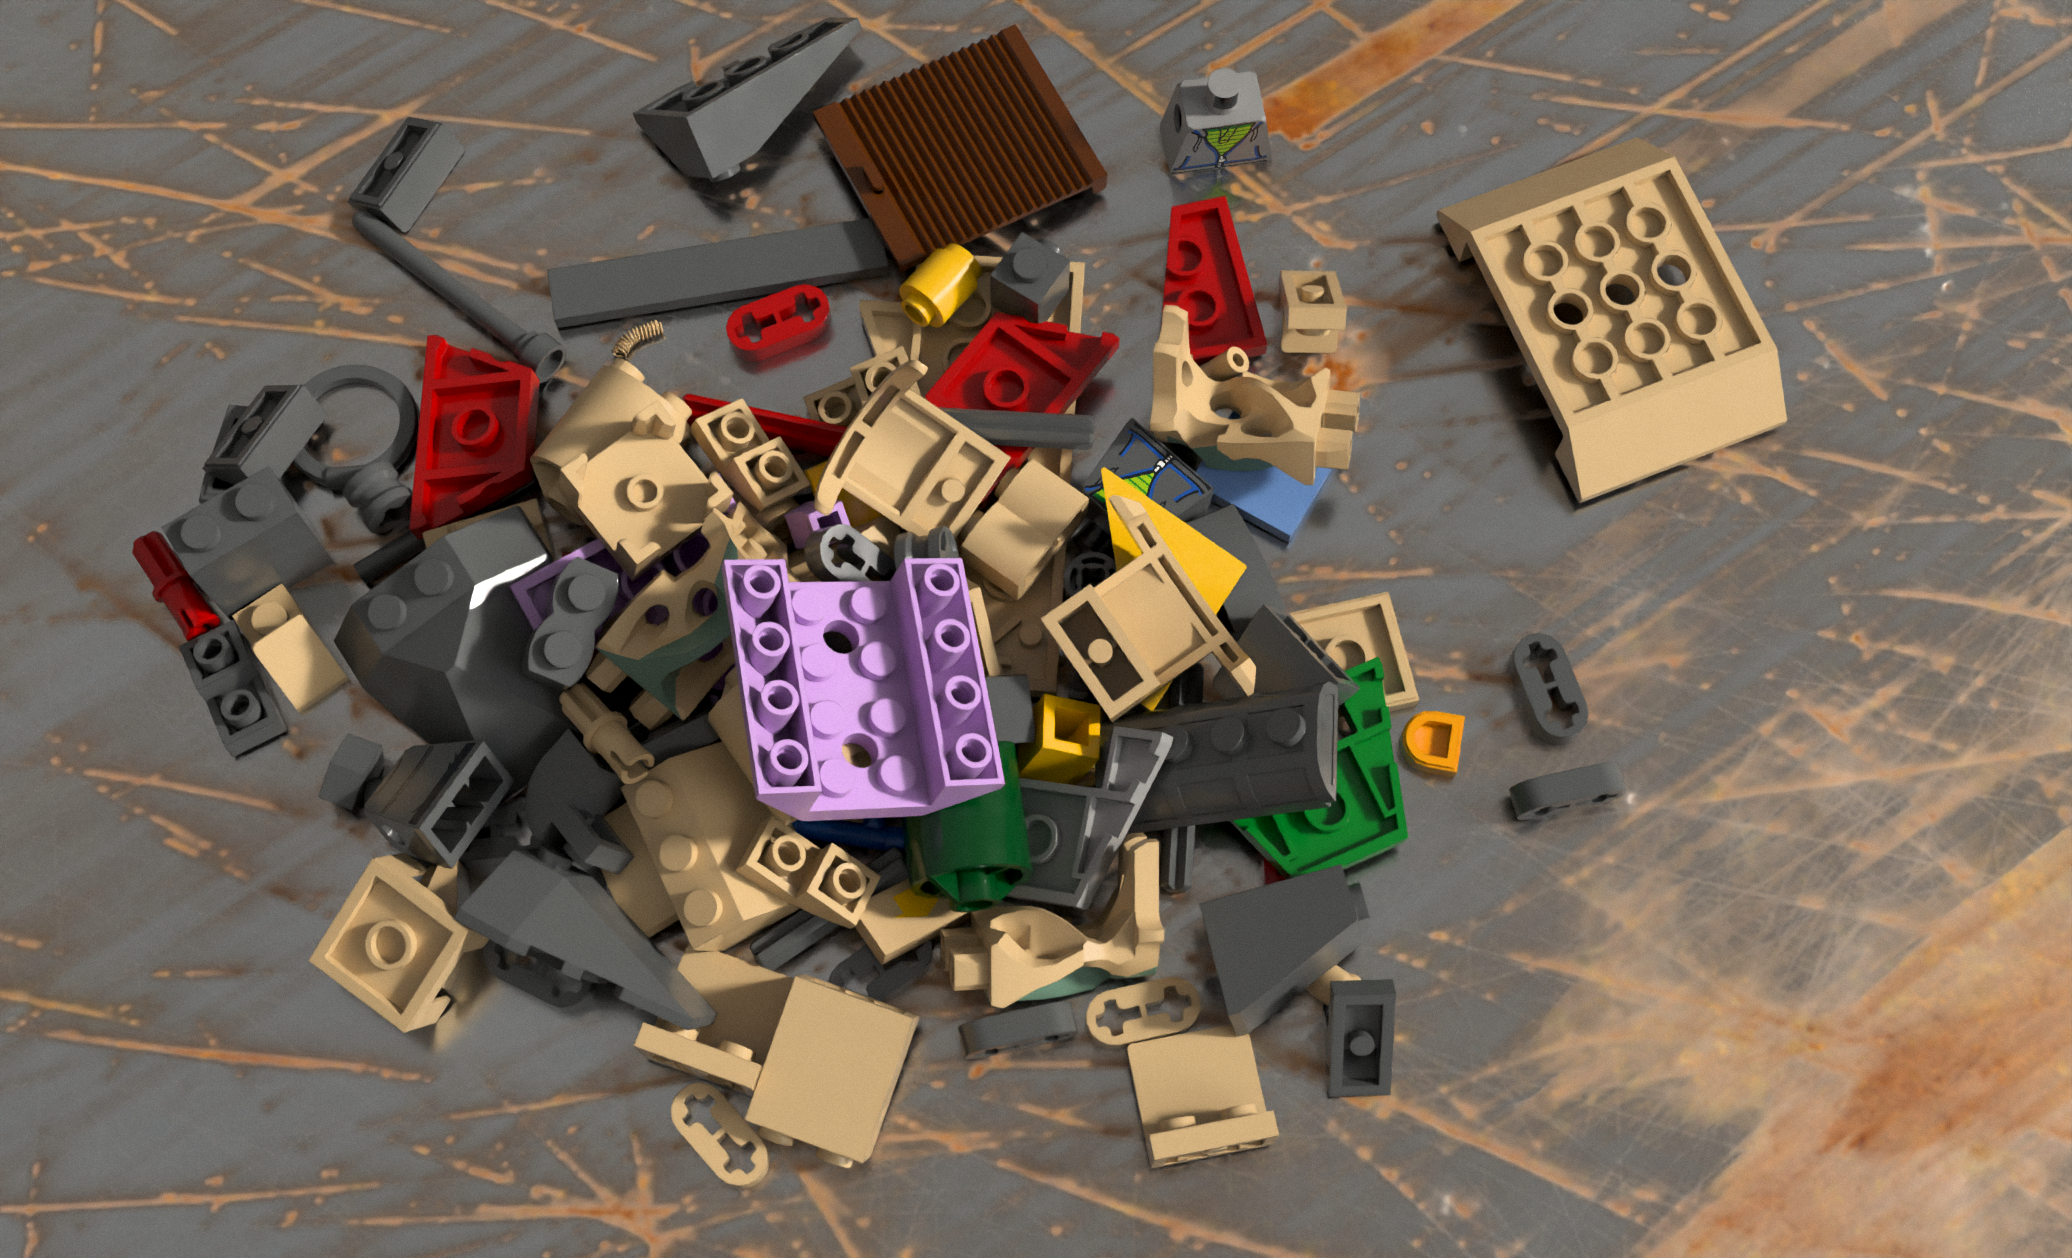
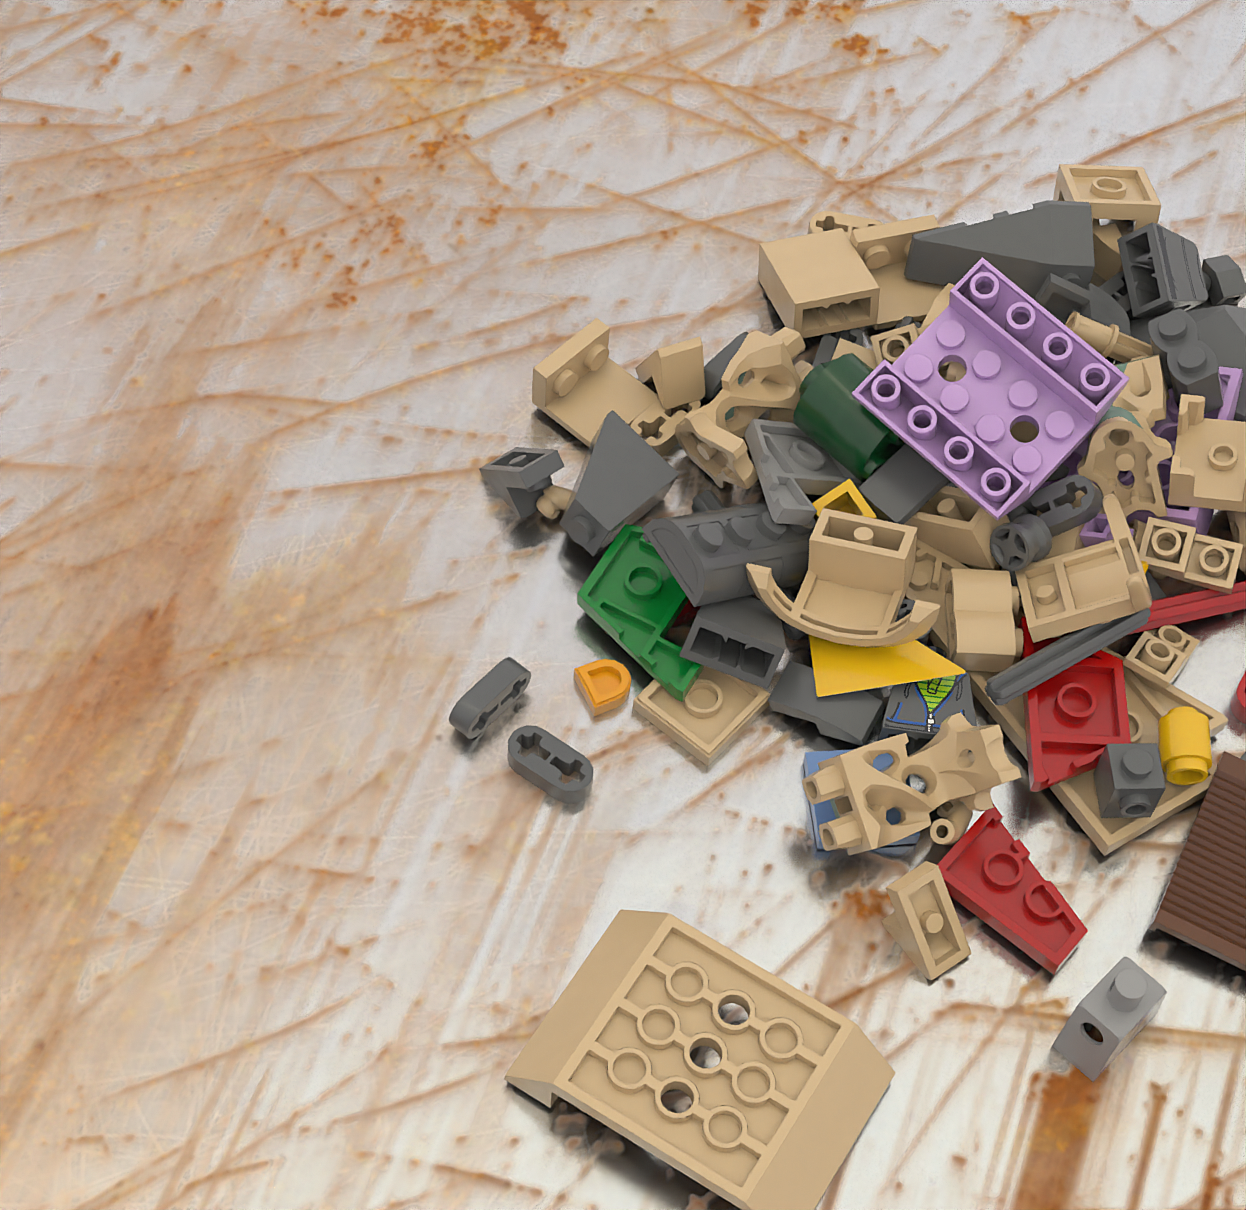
camera: 140 degrees right, 15 degrees down
(1099, 1059) = (676, 372): none -> tan slope

